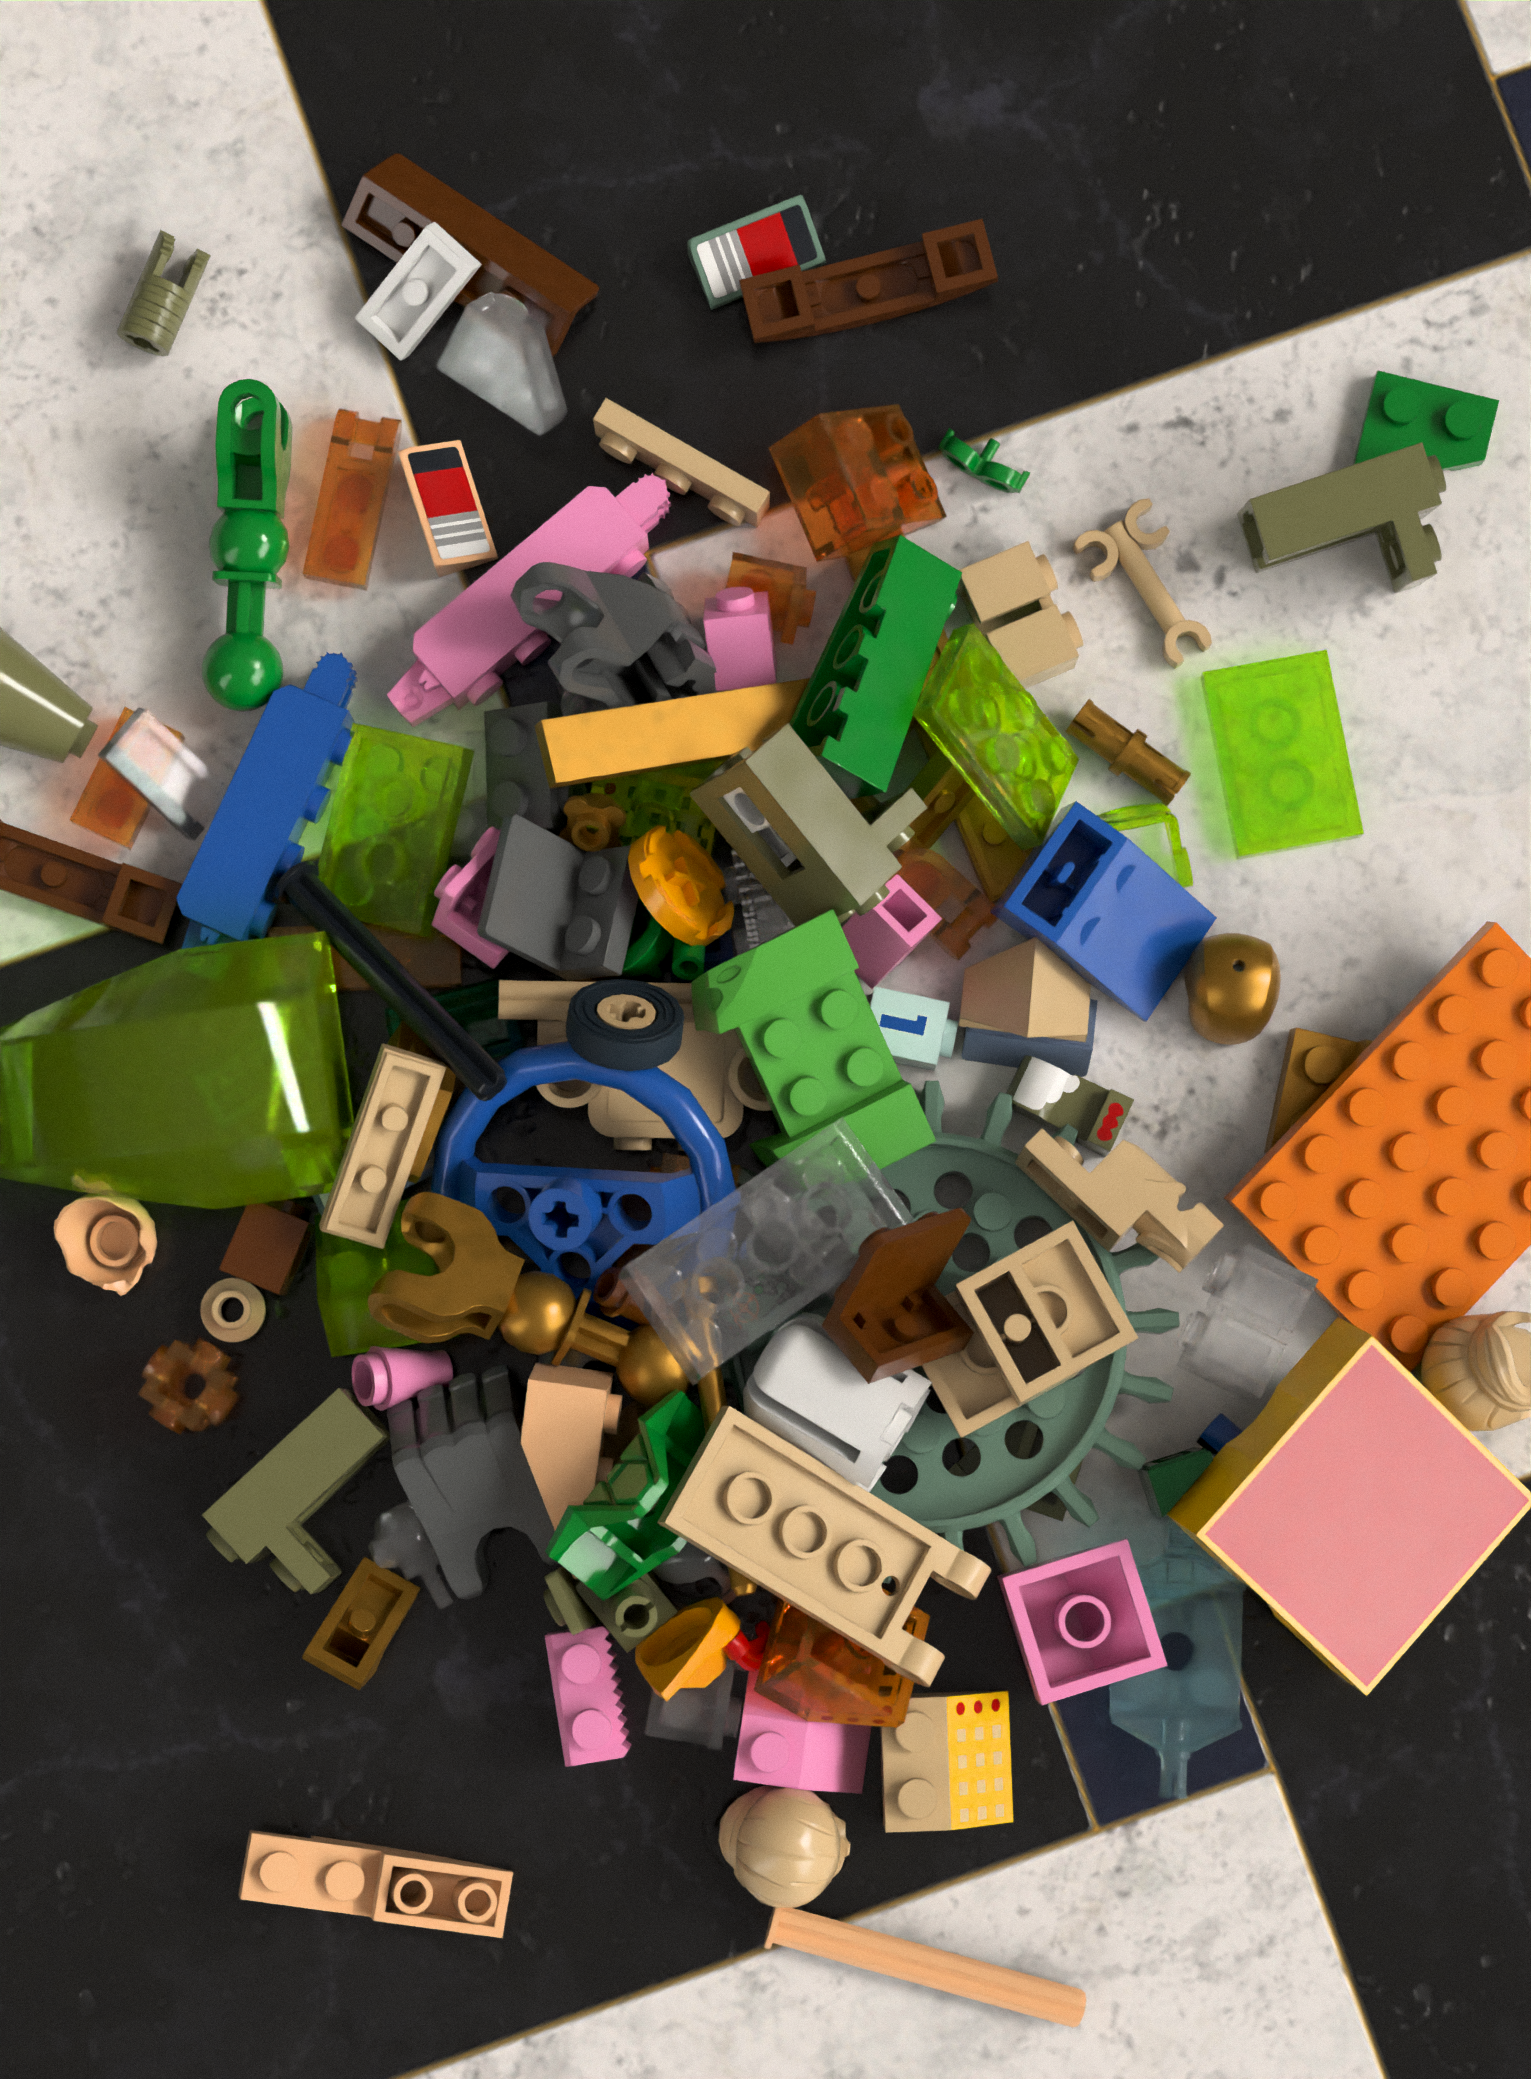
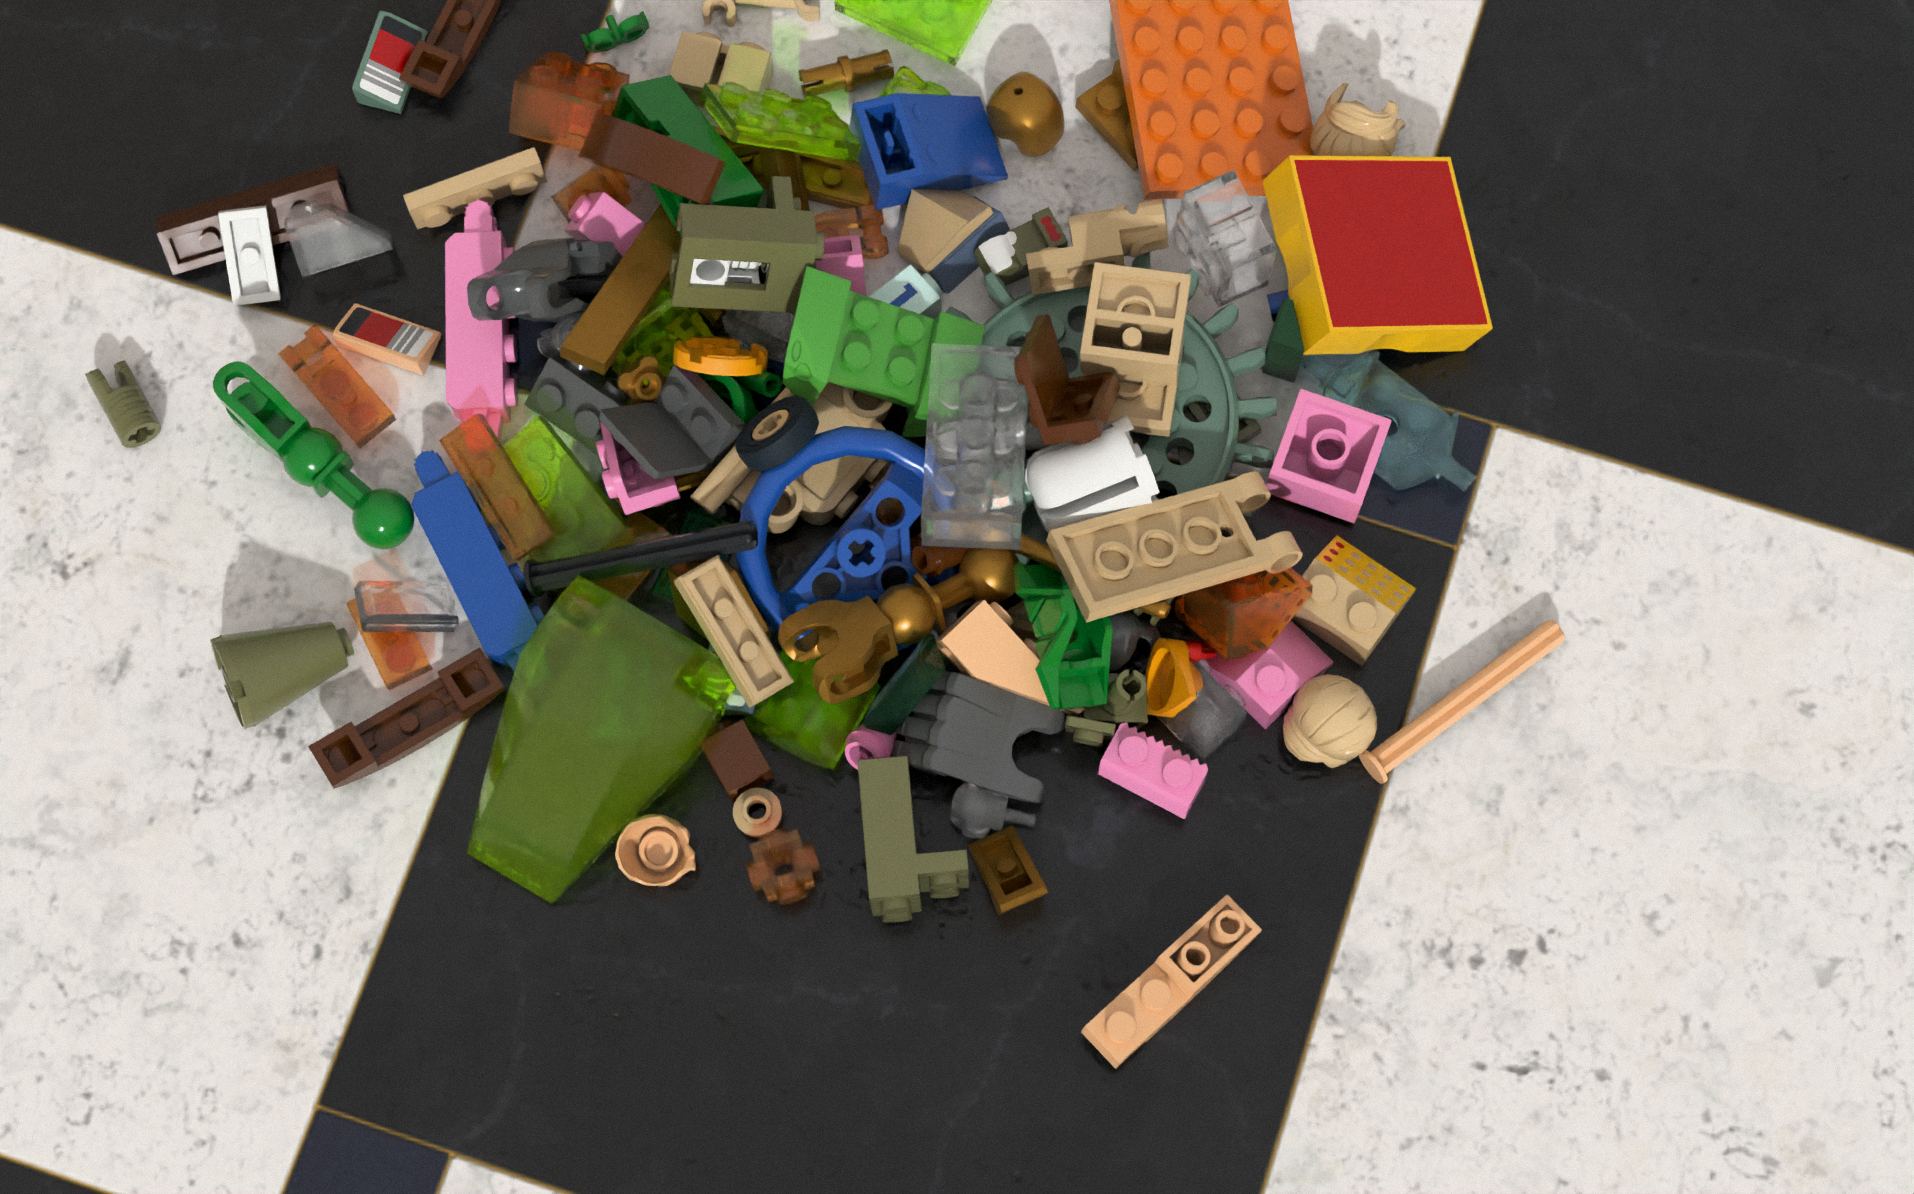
camera: 50 degrees left, 10 degrees down
(362, 765) = (498, 487): none -> clear orange tile
(463, 1372) = (906, 687): none -> clear green slope
(824, 642) = (652, 158): none -> reddish brown slope

